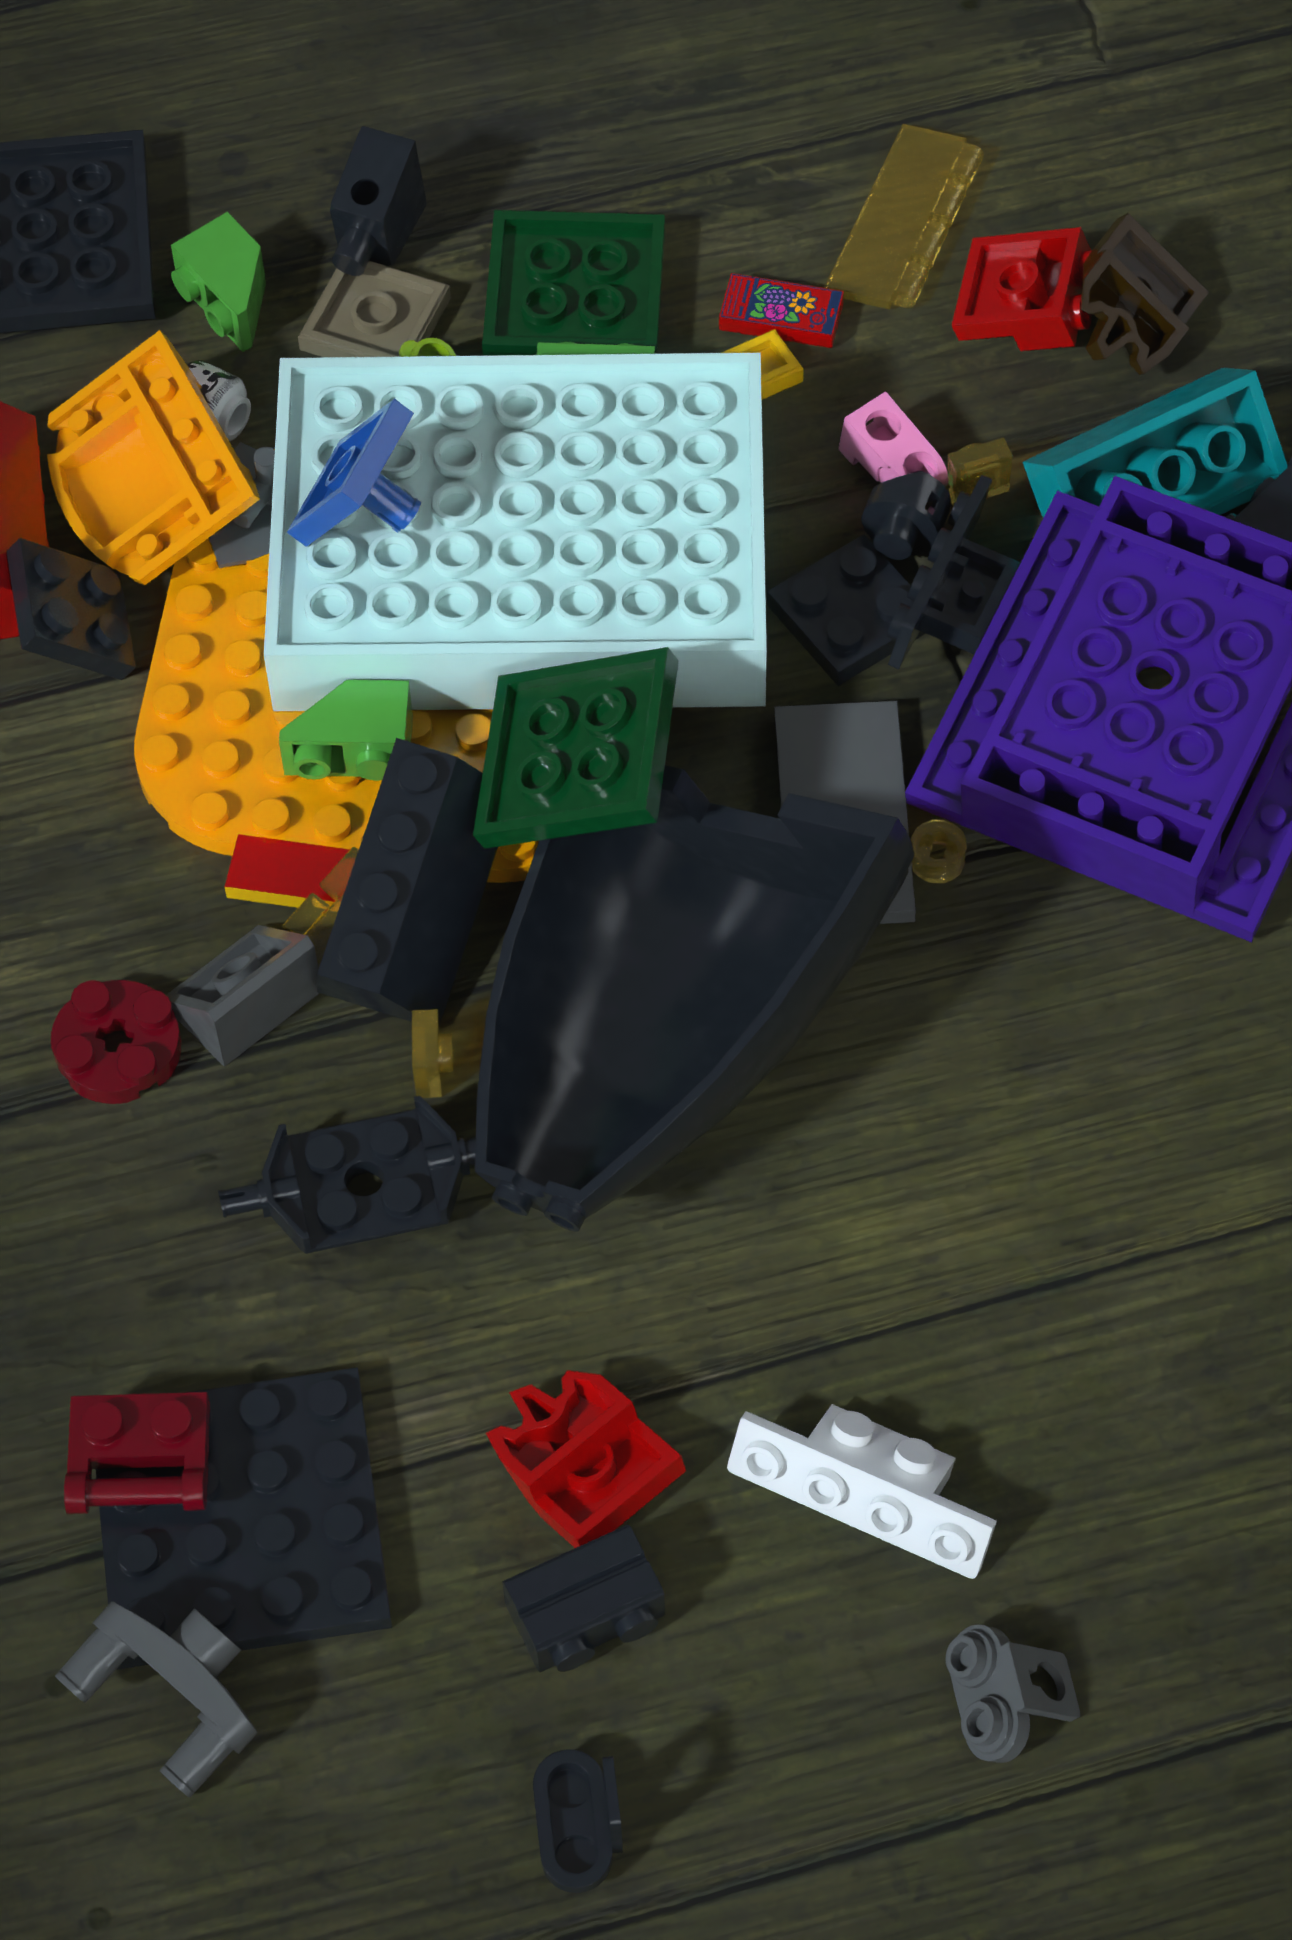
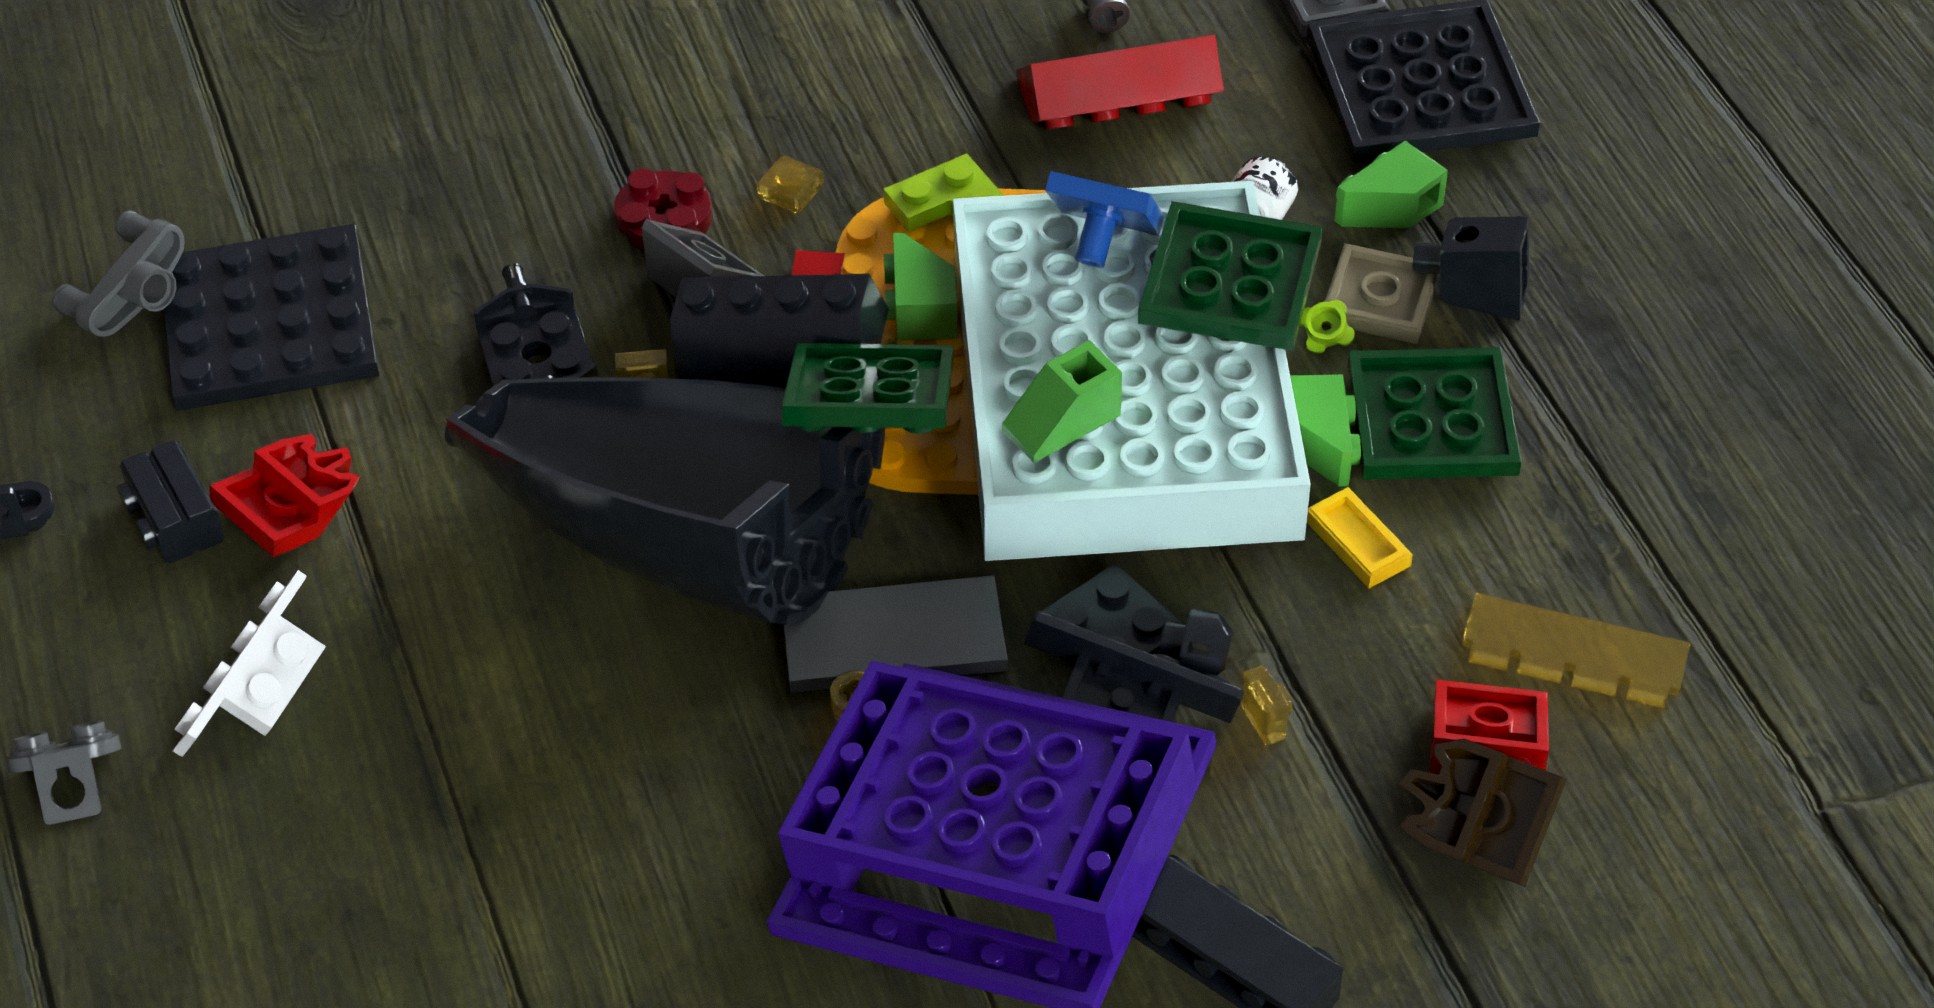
camera: 85 degrees right, 10 degrees down
(70, 609) = (1035, 127): black plate -> none
(91, 896) = (790, 184): none -> clear yellow plate
(137, 1434) = (319, 240): dark red plate -> none
(145, 463) = (1183, 147): light orange slope -> none
(170, 697) = (932, 192): none -> lime plate
(464, 373) = (1231, 275): none -> dark green plate
(655, 540) = (1065, 401): none -> bright green slope
(792, 309) = (1440, 562): tile -> none
(889, 444) = (1279, 636): bright pink leg -> none
(1195, 444) = (1292, 843): teal slope -> none

